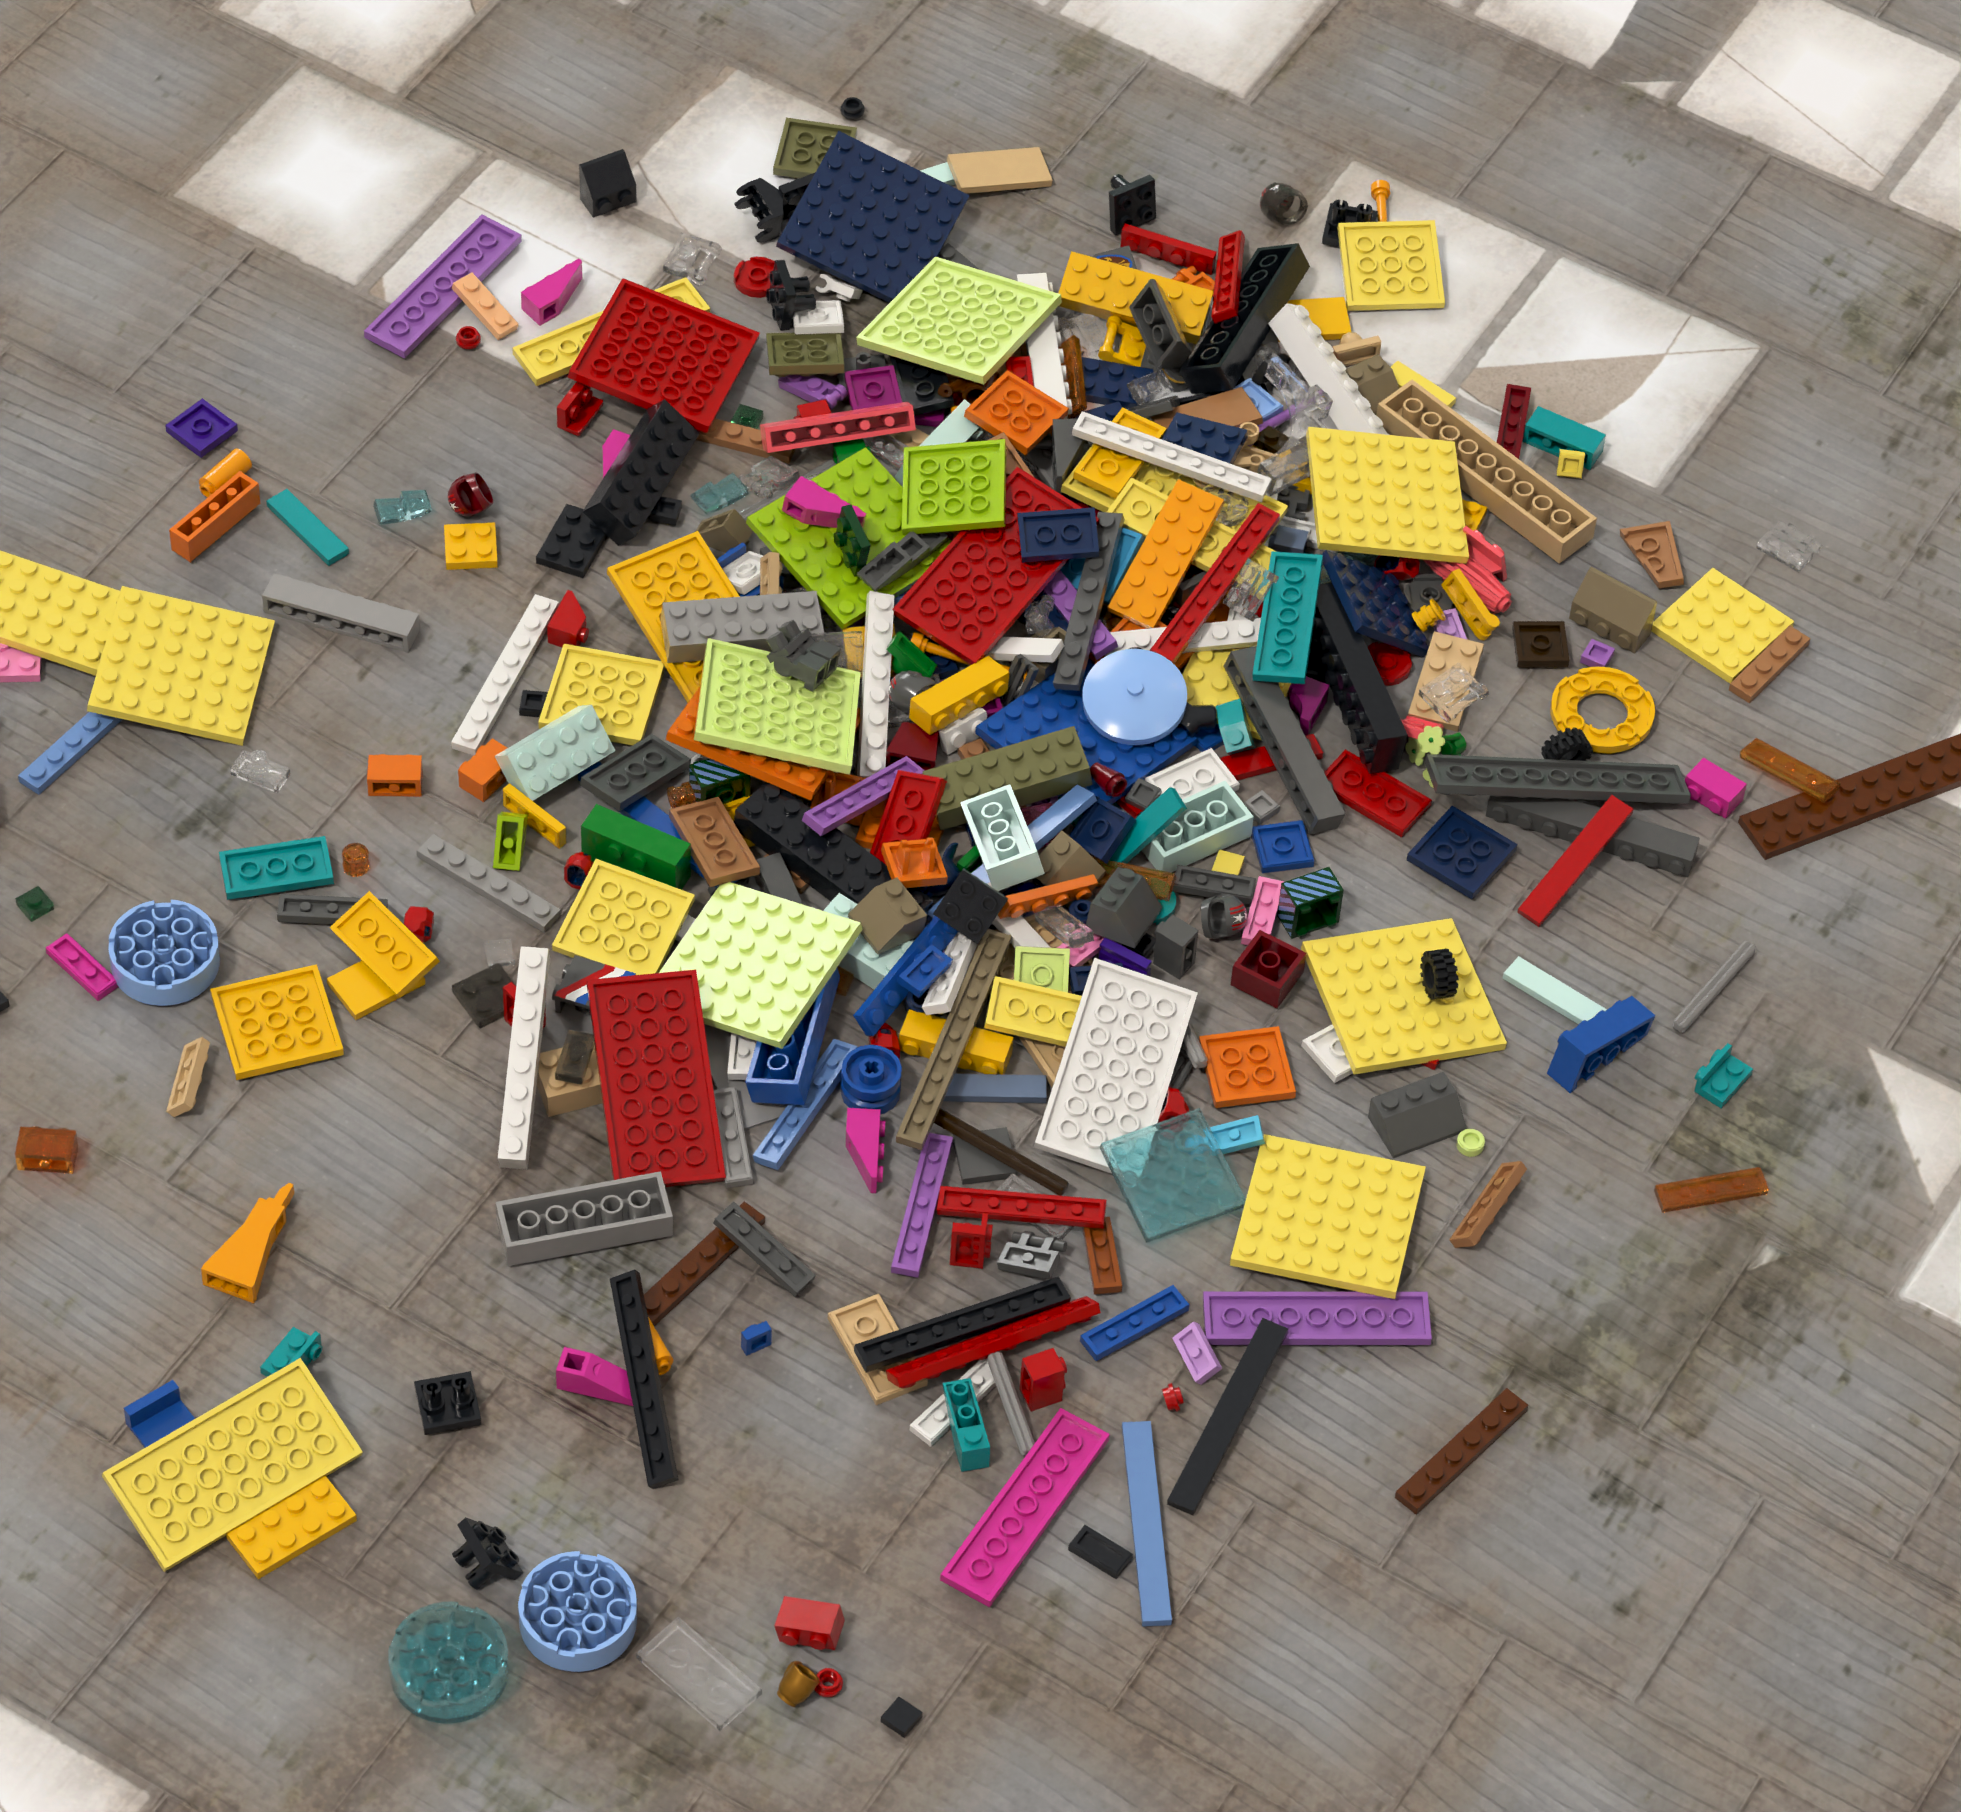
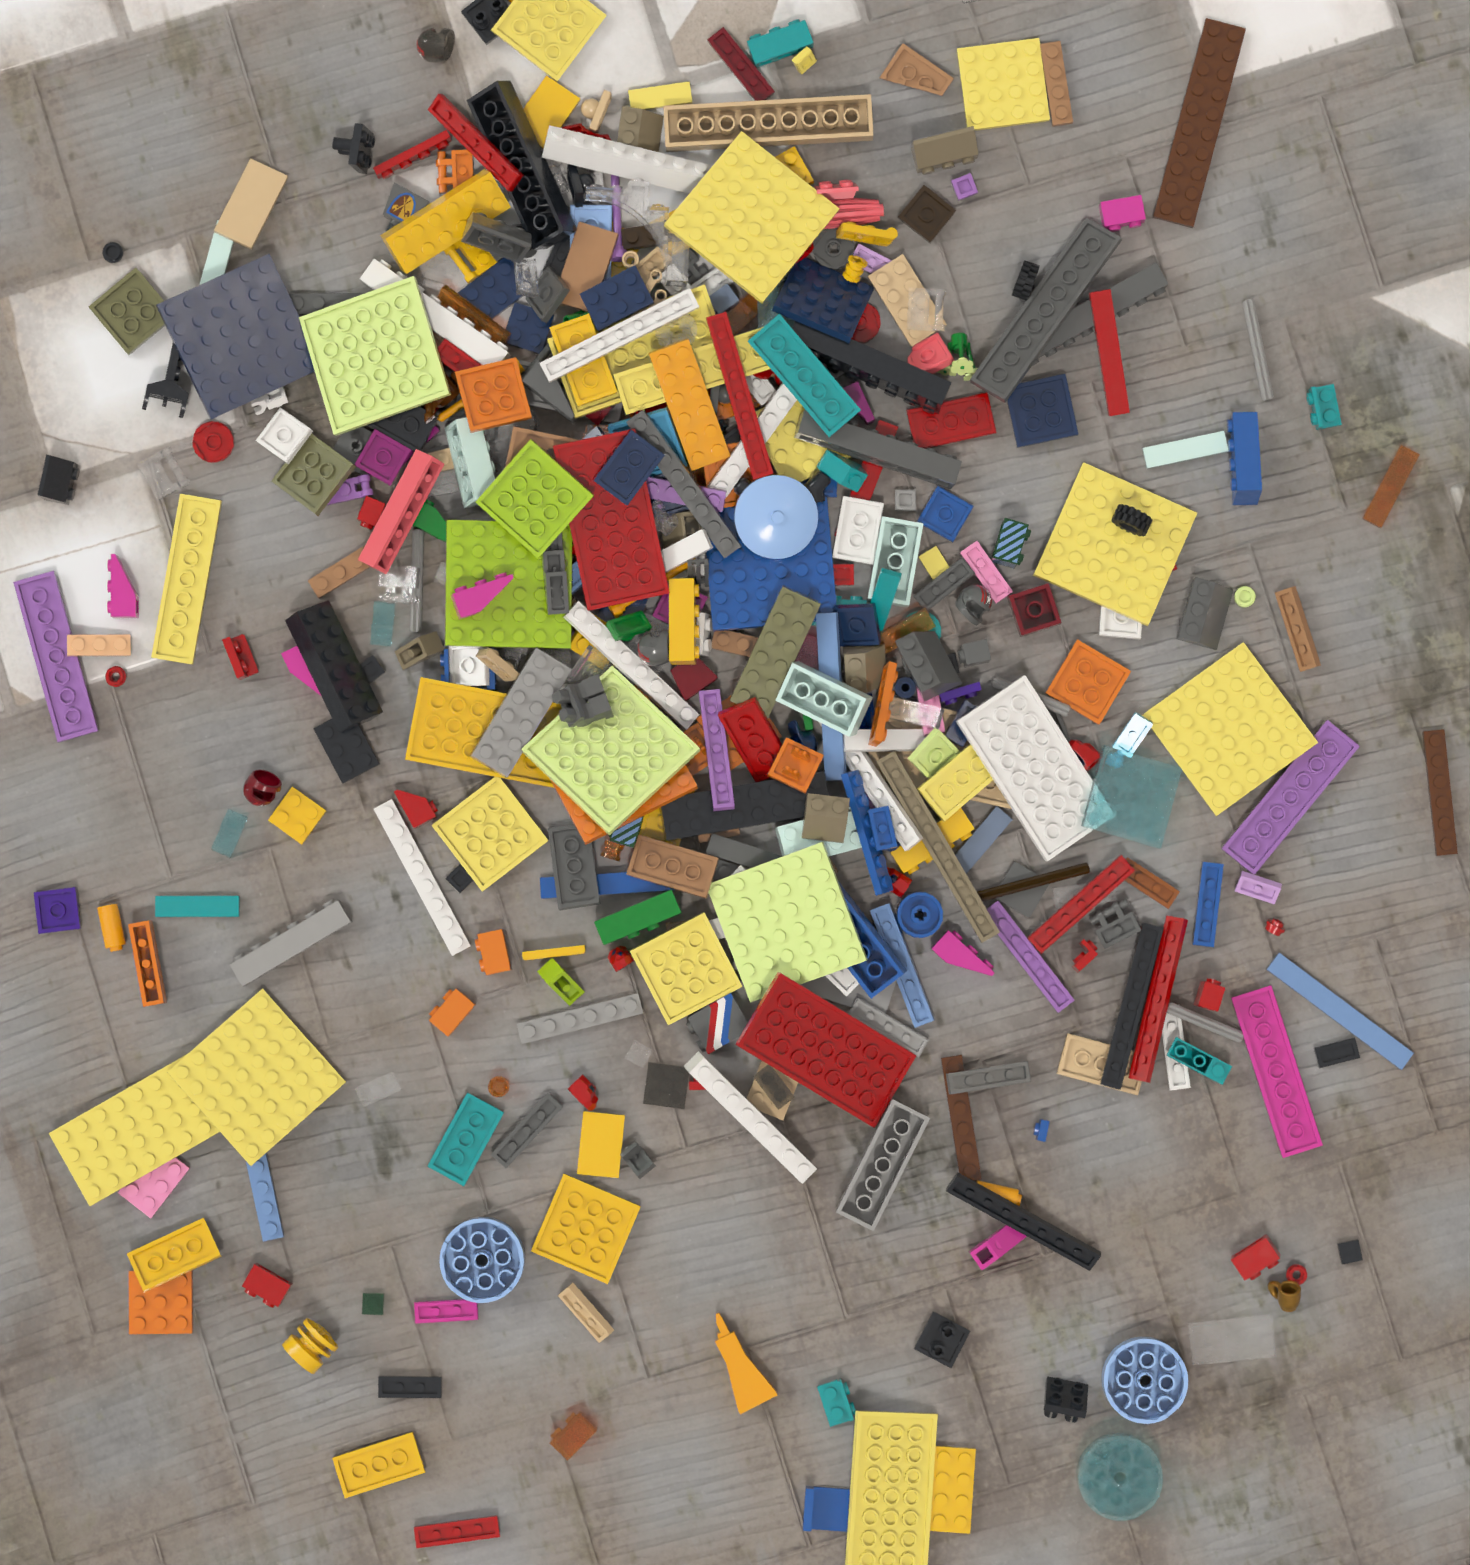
camera: 45 degrees left, 35 degrees up
(384, 944) = (586, 1125): yellow plate -> none
(390, 1014) = (637, 1159): none -> dark grey bracket
(555, 752) = (522, 906): light aqua brick -> none
(661, 350) = (246, 570): red plate -> none
(747, 416) = (332, 552): clear green plate -> none
(783, 295) = (246, 445): black plate -> none
(851, 540) = (534, 604): dark green plate -> none
(970, 906) = (864, 765): black plate -> none
(1109, 780) = (826, 590): dark red cone -> none
(1142, 794) = (846, 571): dark grey tile -> none
(1227, 1416) = (1313, 907): black tile -> none
(1250, 589) = (757, 378): clear plate -> none
(1607, 681) = (1016, 195): yellow plate -> none
(1790, 770) = (1147, 153): clear orange tile -> none

